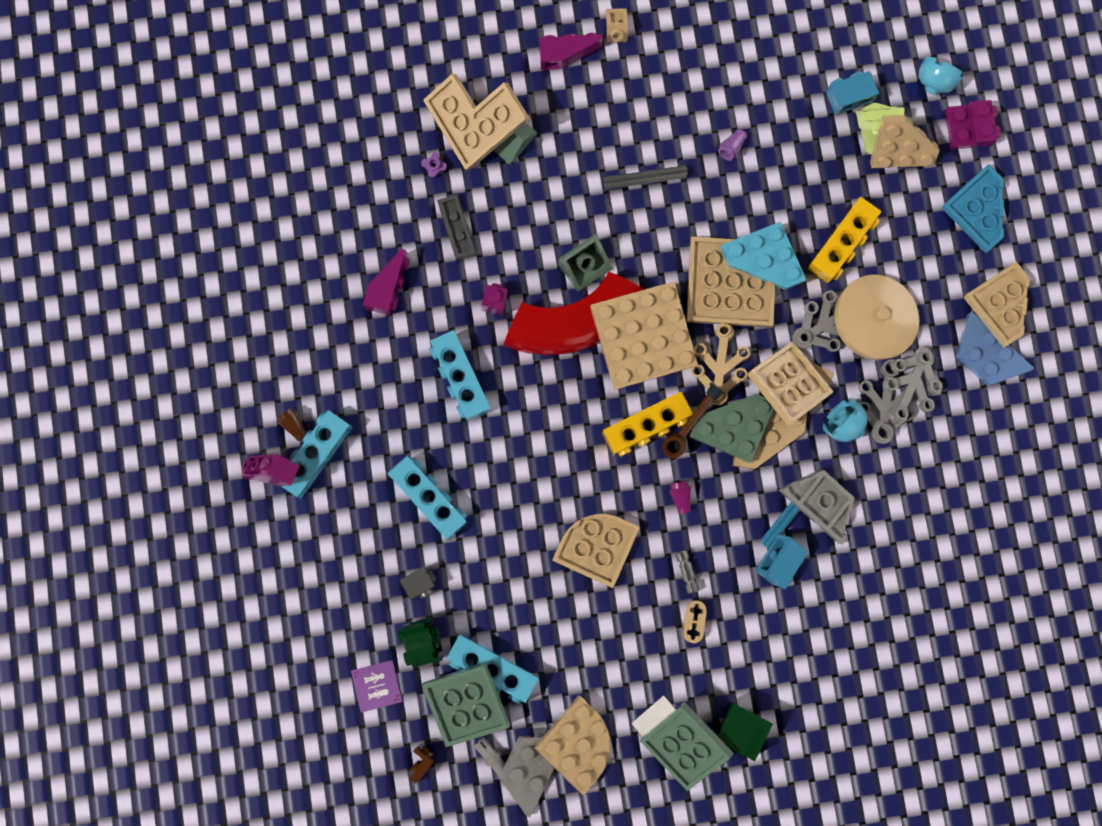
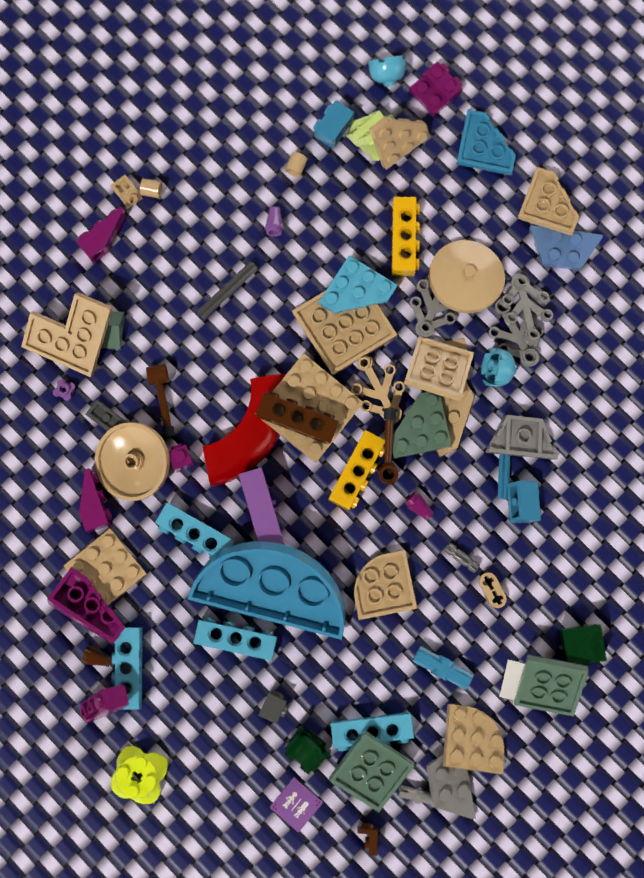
camera: 30 degrees left, 0 degrees up
(271, 561) = (150, 765): none -> neon yellow brick
(315, 370) = (83, 604): none -> magenta wedge
(356, 352) = (108, 566): none -> tan plate
(449, 271) = (132, 461): none -> tan dish
(496, 472) = (272, 585): none -> dark azure plate
(526, 211) = (158, 376): none -> reddish brown piece
(534, 397) = (261, 506): none -> medium lavender brick
(585, 263) = (228, 384): sand green slope -> none
(598, 659) = (443, 667): none -> dark azure piece
(639, 367) = (266, 412): none -> reddish brown brick
(641, 37) = (151, 188): none -> tan beam
(790, 105) = (296, 164): none -> tan beam

